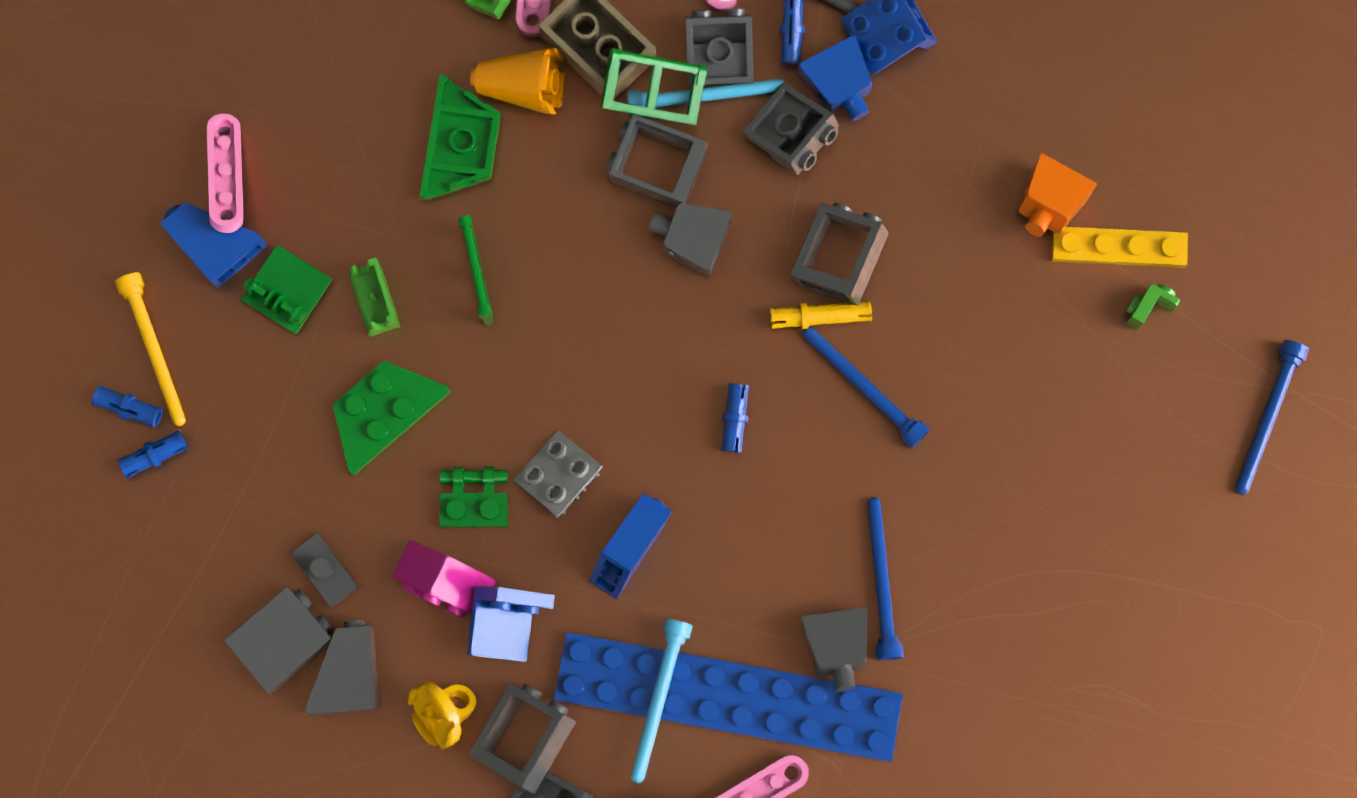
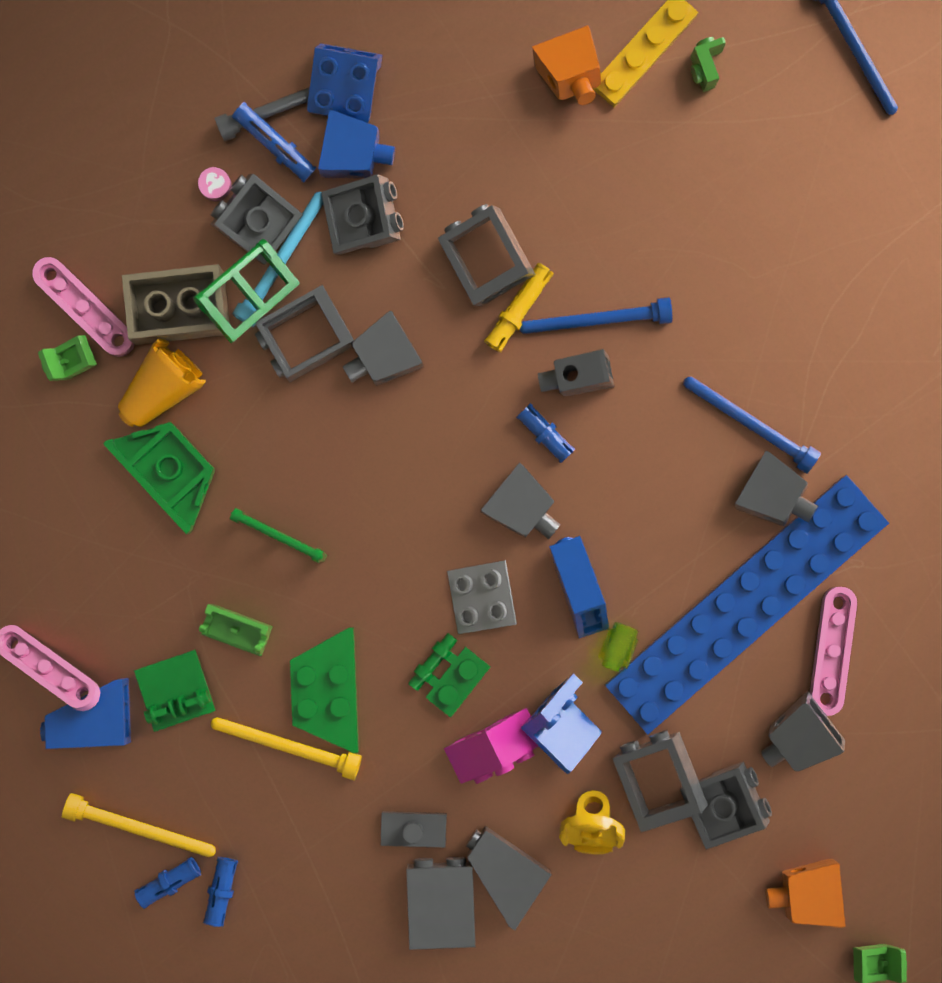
camera: 55 degrees left, 5 degrees up
(334, 473) = (345, 764): none -> yellow piece
(606, 617) = (618, 647): none -> clear neon green brick
(659, 445) = (522, 505): none -> dark grey torso
(675, 635) = (674, 607): medium azure piece -> none
(816, 412) = (593, 374): none -> dark grey torso

